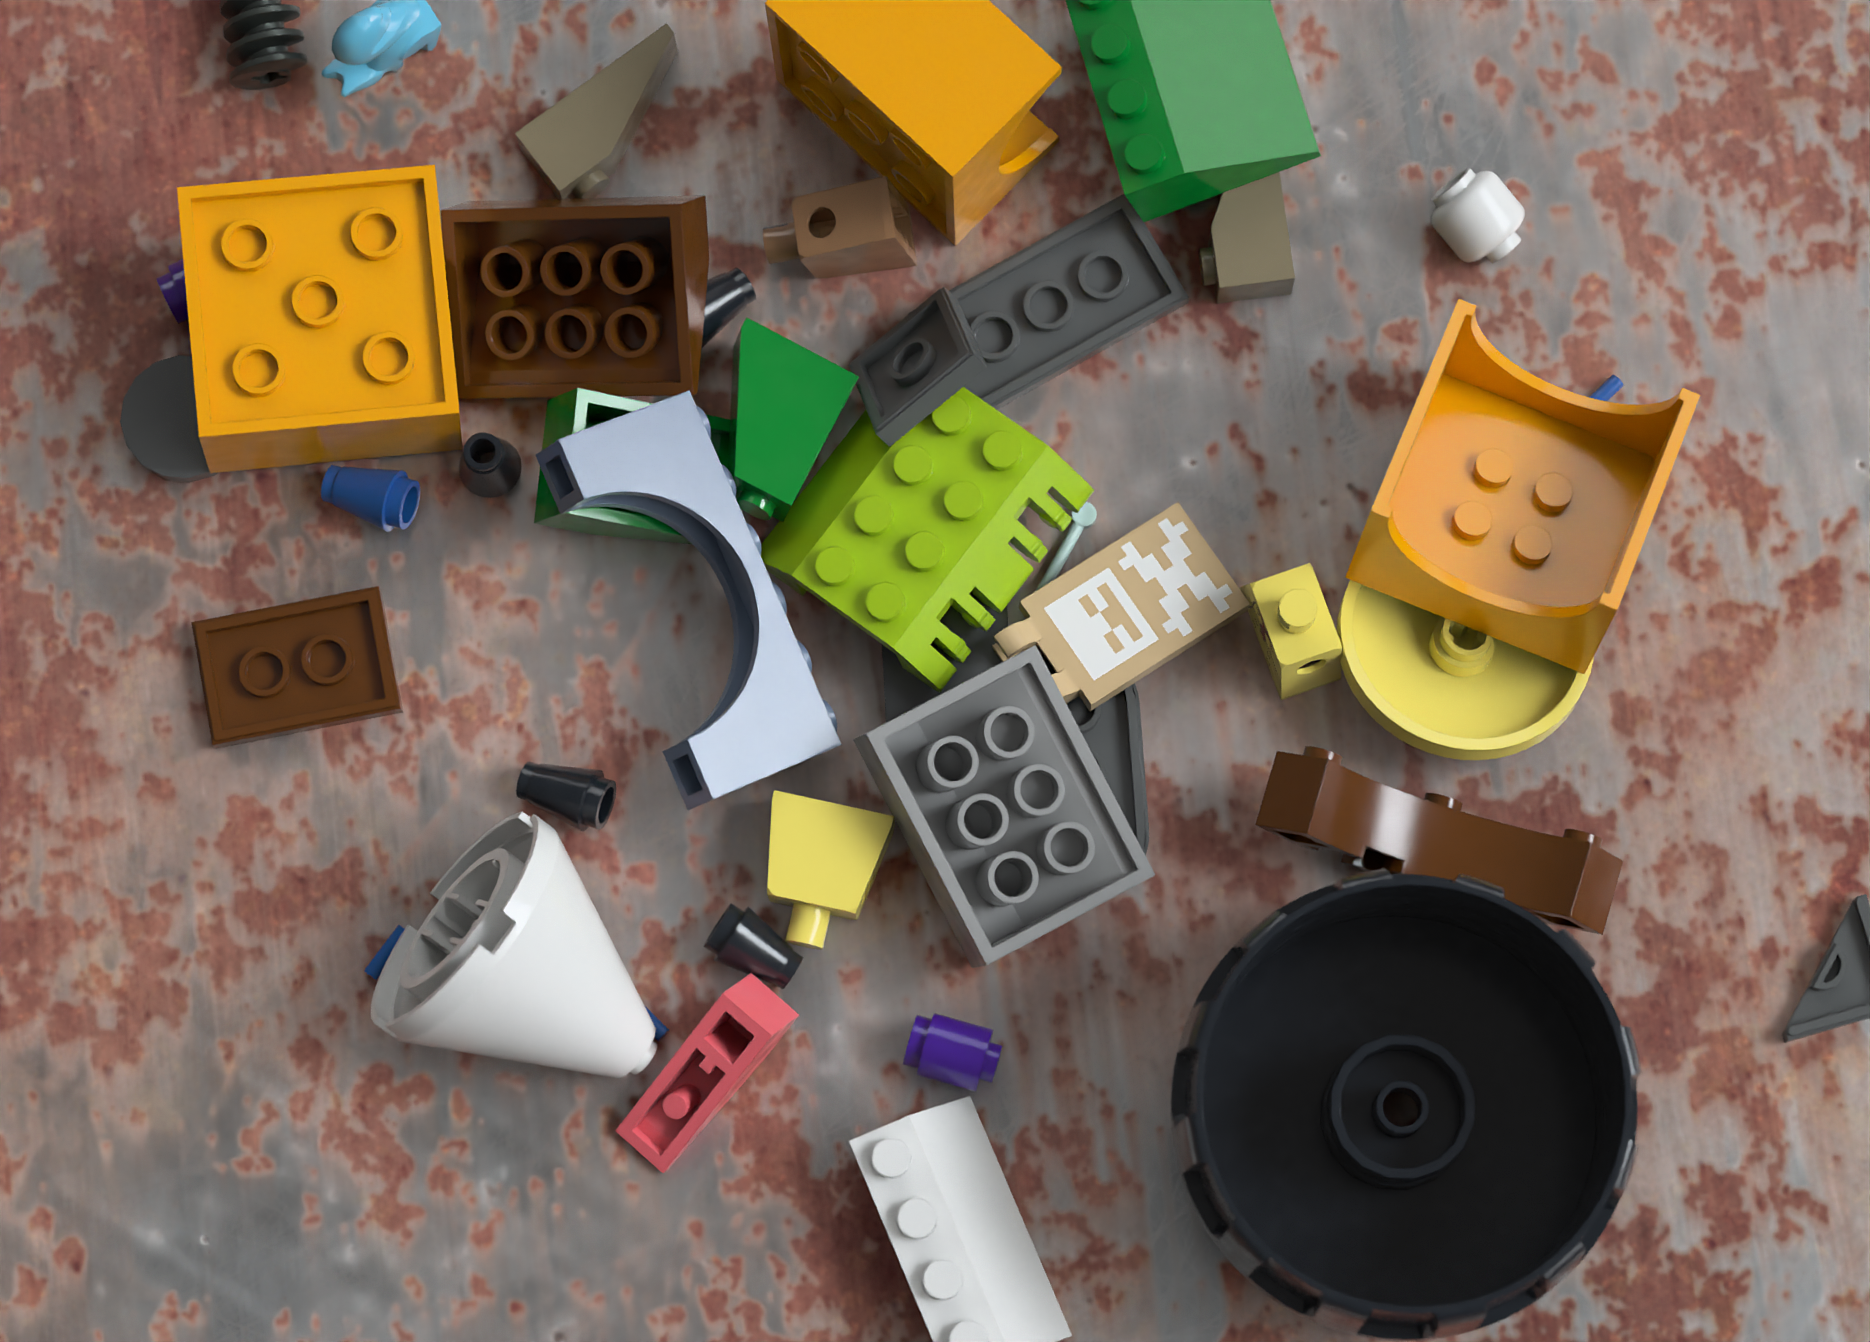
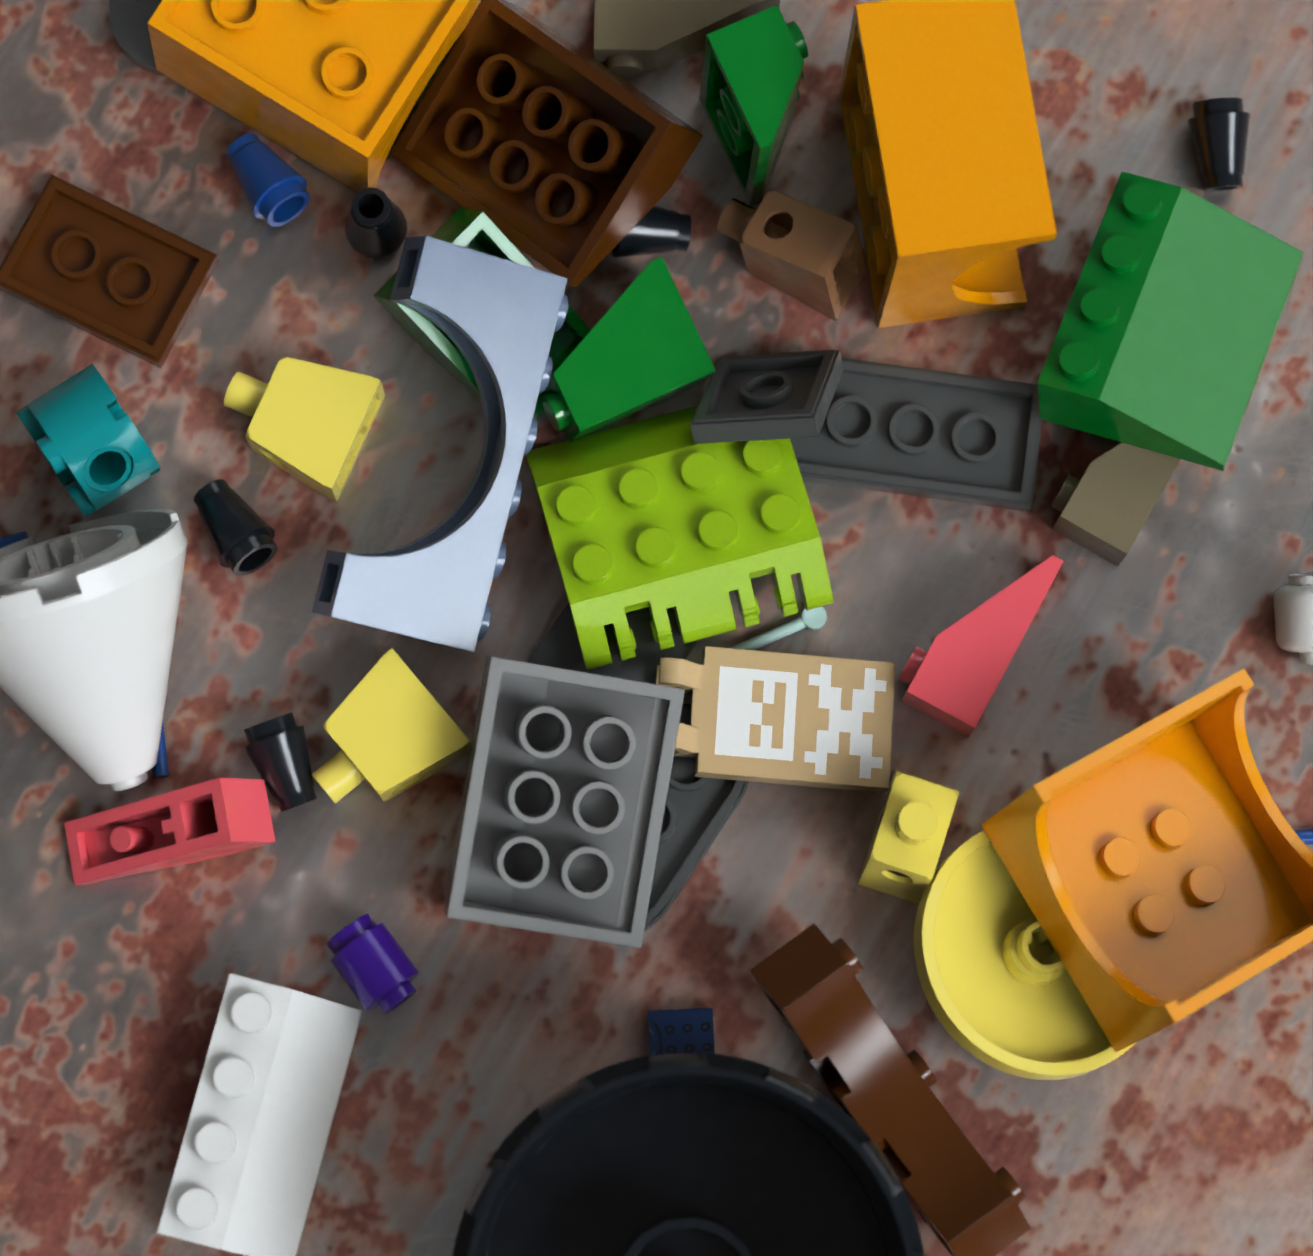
camera: 30 degrees right, 0 degrees up
(400, 809) = (89, 440): none -> teal brick
(559, 662) = (308, 419): none -> light yellow torso
(719, 134) = (752, 92): none -> green slope
(1232, 918) = (681, 1031): none -> dark blue tile
(1235, 458) = (972, 654): none -> coral slope

